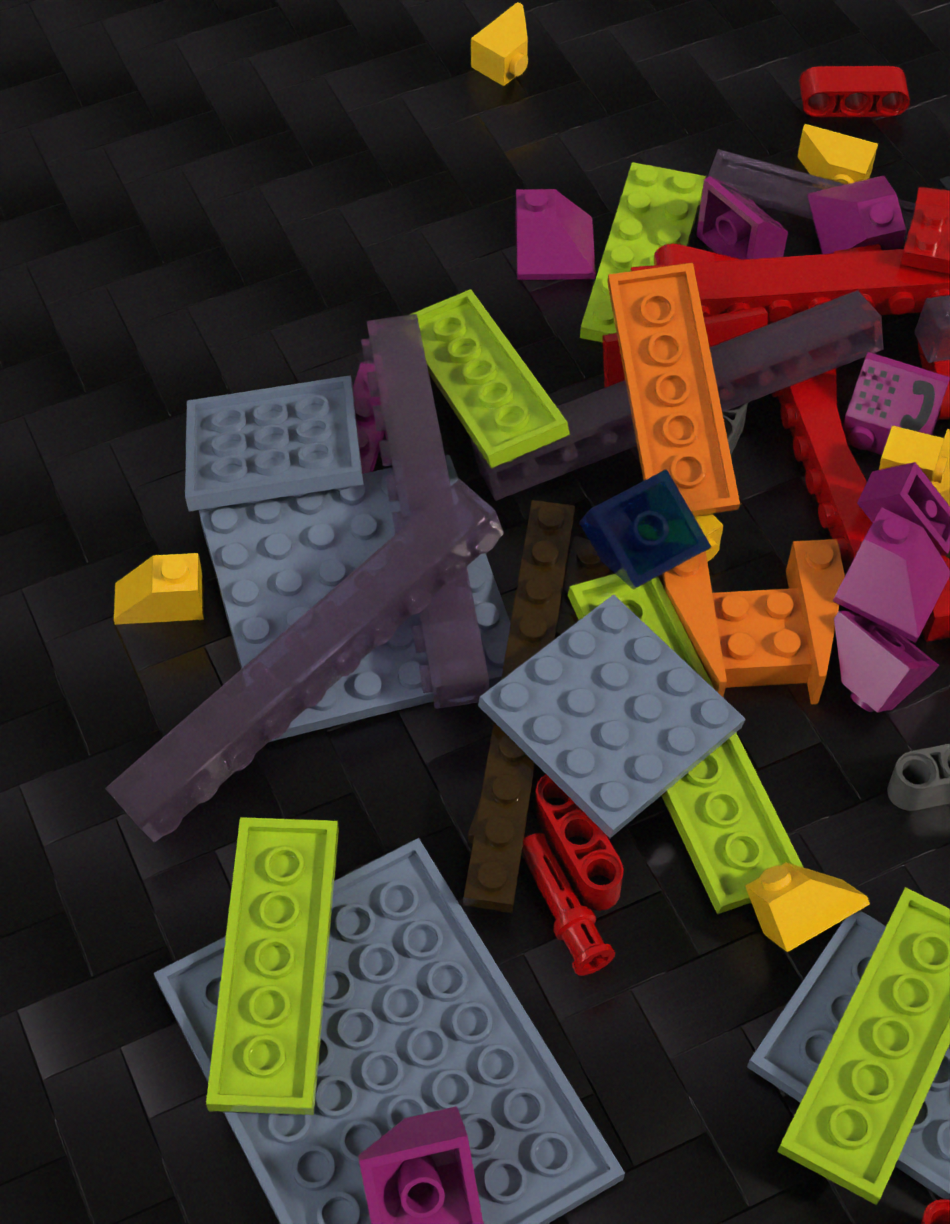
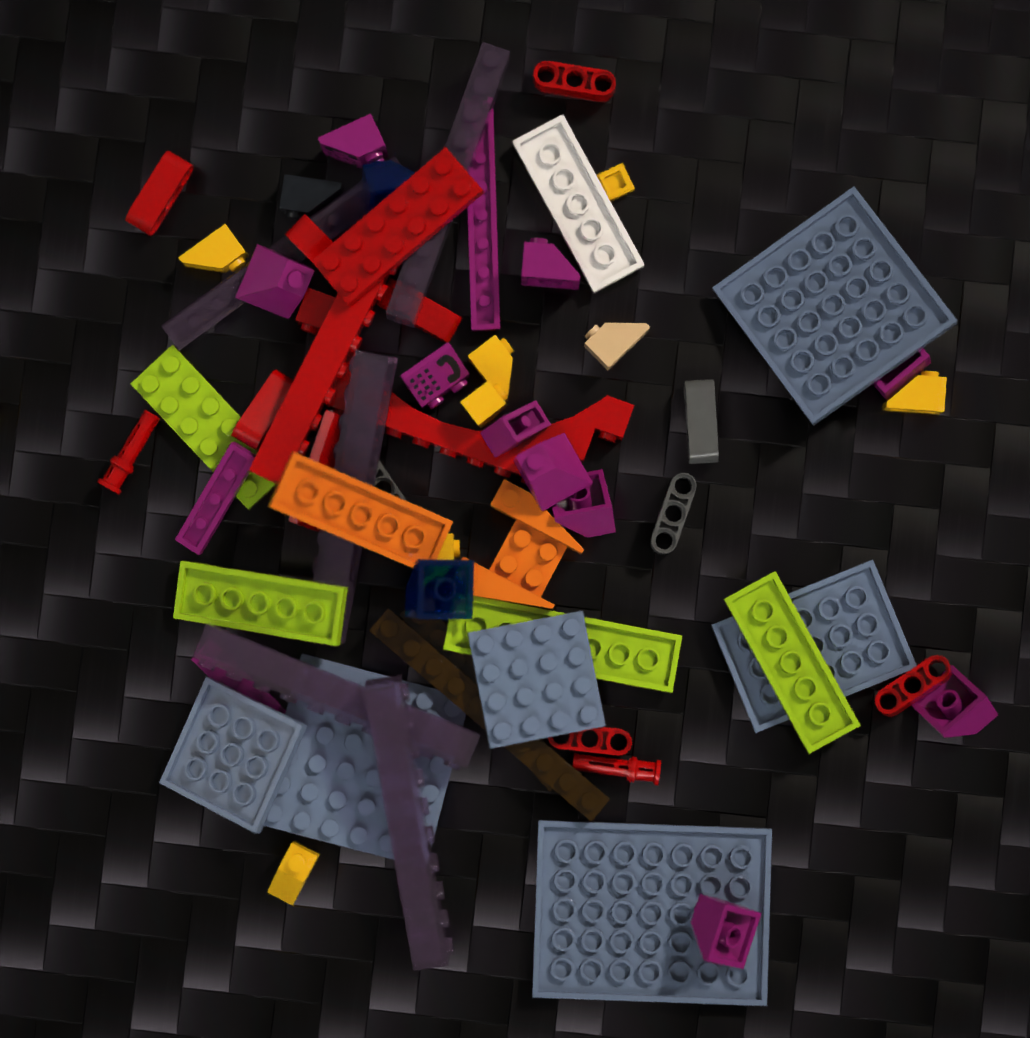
camera: 55 degrees left, 30 degrees up
(274, 968) = (568, 936): lime plate -> none
(552, 237) = (165, 478): magenta slope -> none
(559, 283) = (216, 498): none -> magenta plate
(581, 195) = (122, 463): none -> red pin
(736, 225) = (235, 357): magenta slope -> none
(801, 903) = (695, 648): yellow slope -> none

